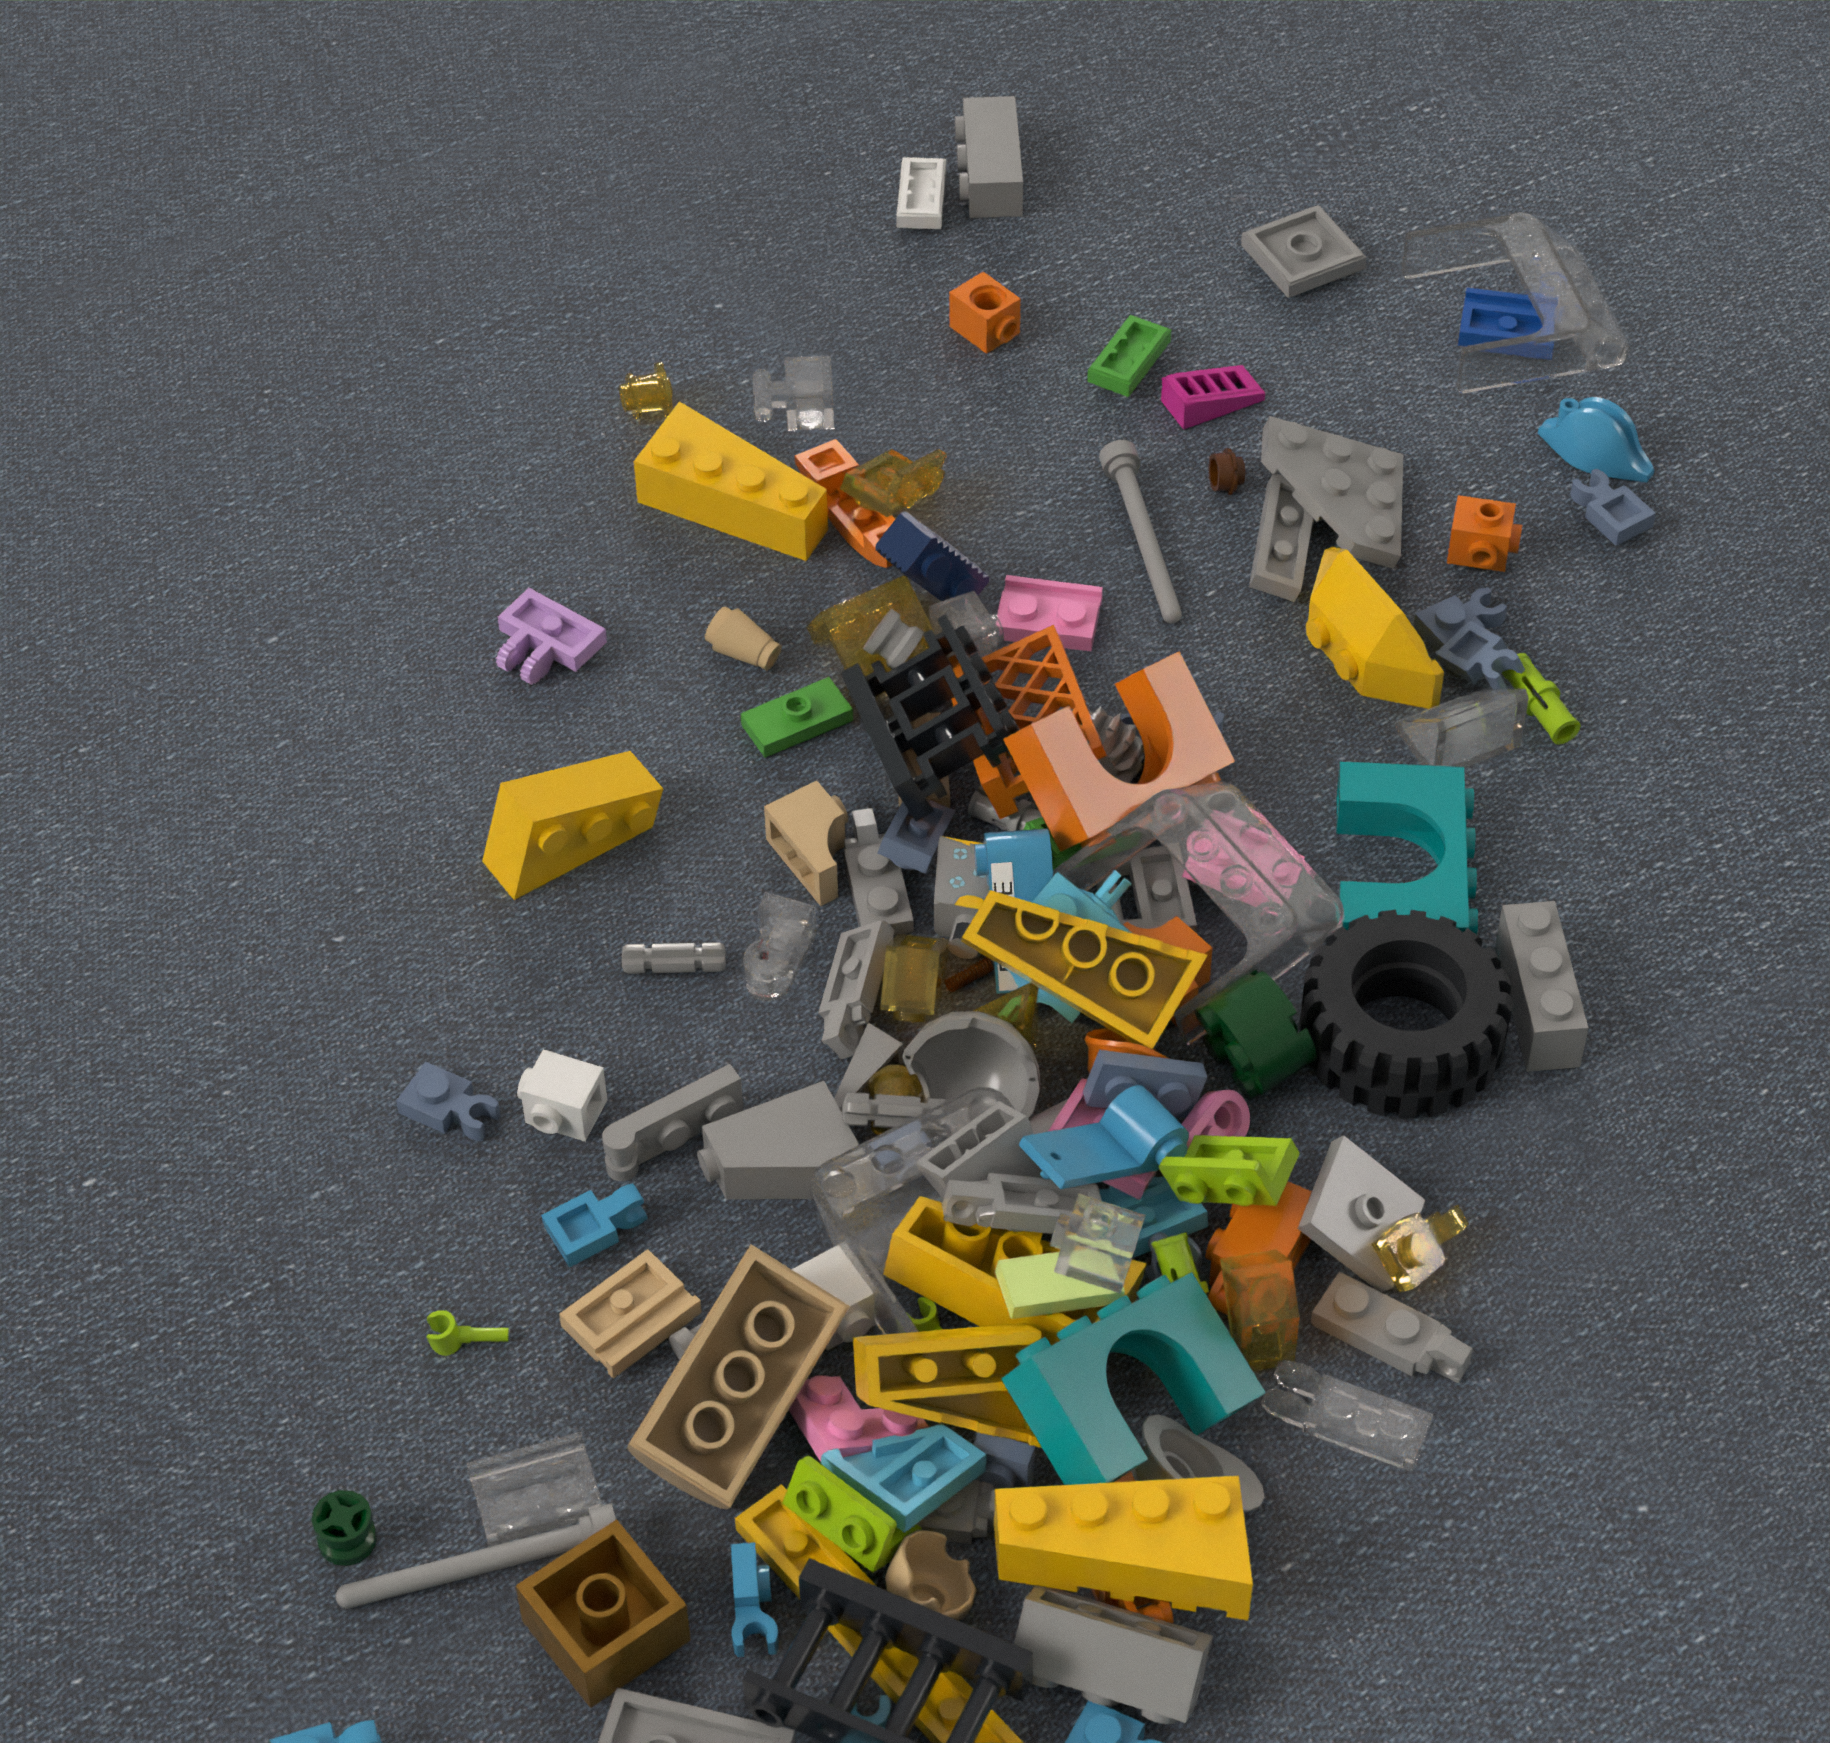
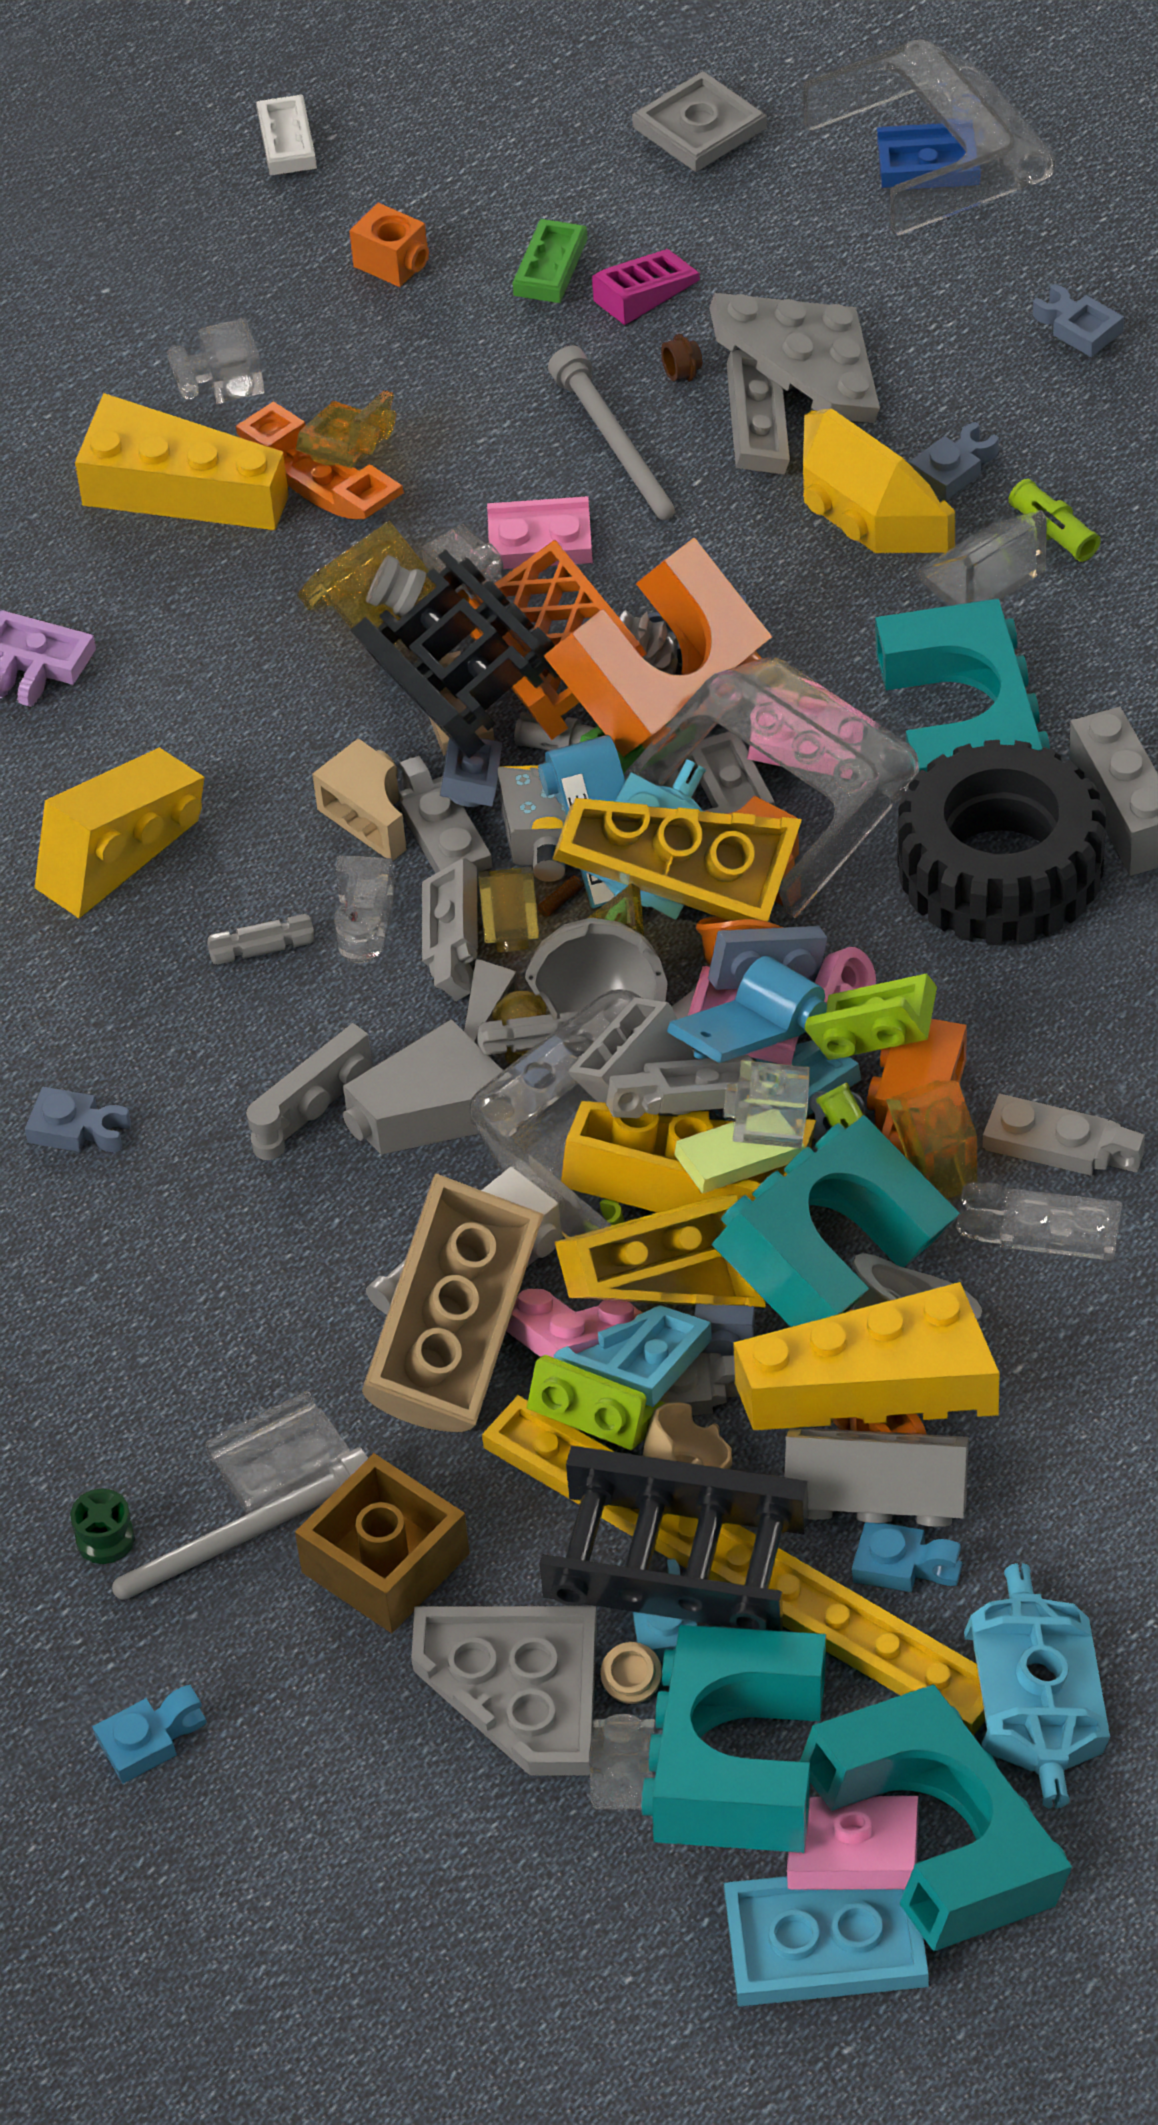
camera: 10 degrees left, 0 degrees up
(453, 1335) = (147, 1335): lime hand -> none
(562, 1095) = (191, 1088): white brick -> none
(589, 1226) = (256, 1204): dark azure plate -> none
(630, 1313) = (321, 1275): tan plate -> none
(647, 392) = (62, 392): clear yellow brick -> none
(741, 638) = (235, 618): tan cone -> none
(750, 1588) = (514, 1494): dark azure plate -> none
(796, 717) = (313, 684): bright green plate -> none
(929, 559) = (410, 500): dark blue brick -> none
(990, 157) = (348, 84): light grey brick -> none
(1255, 1032) = (861, 889): dark green brick -> none
(1353, 1207) = (1008, 1035): light grey plate -> none
(1412, 1245) = (1064, 1056): clear yellow plate -> none
(1478, 653) = (984, 486): sand blue plate -> none
(1483, 533) = (957, 369): orange brick -> none
(1599, 437) = (1046, 252): dark azure hat -> none

